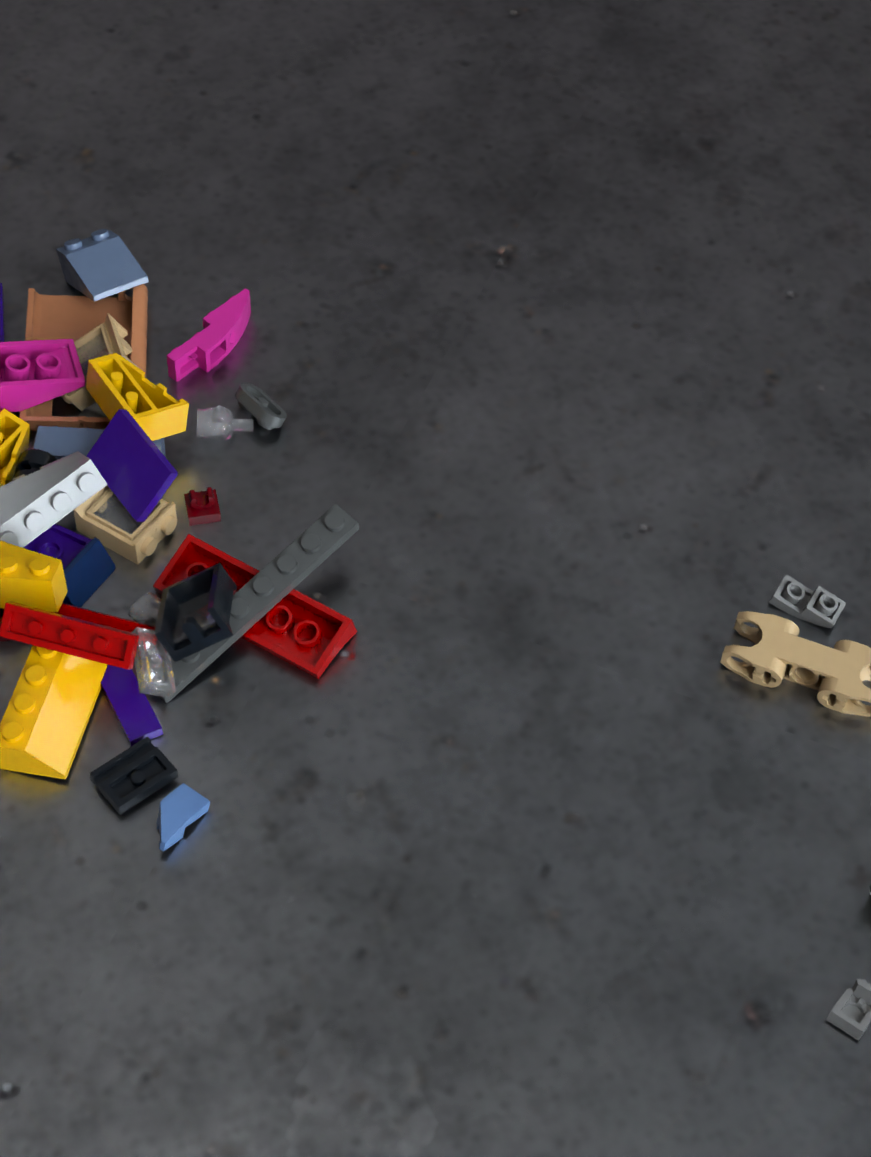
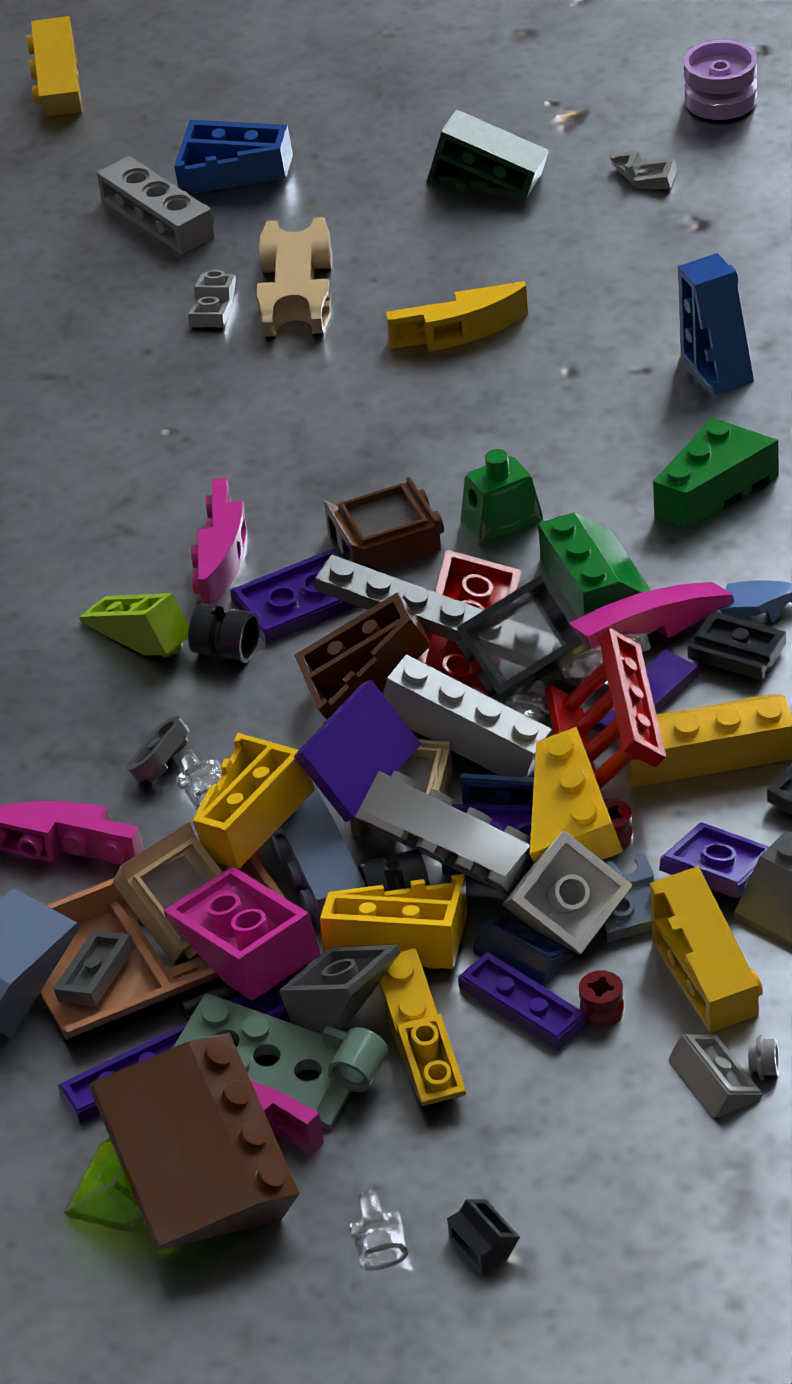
camera: 105 degrees left, 10 degrees down
(70, 312) = (94, 968): none -> dark grey plate
(154, 557) = (464, 717): none -> light grey wedge
(198, 728) = (663, 610): none -> dark pink slope
(251, 519) = (361, 651): none -> reddish brown wedge
(282, 718) = (587, 563): none -> green slope
(350, 844) = (711, 470): none -> green wedge
(354, 470) = (223, 631): none -> black wheel
(386, 539) = (288, 598): none -> dark purple tile
(398, 673) = (498, 498): none -> green torso
(401, 431) = (142, 622): none -> lime slope
(422, 604) = (385, 526): none -> reddish brown window
(454, 501) = (219, 545): none -> dark pink slope
(525, 912) = (713, 324): none -> blue wedge
(679, 759) = (458, 322): none -> yellow slope

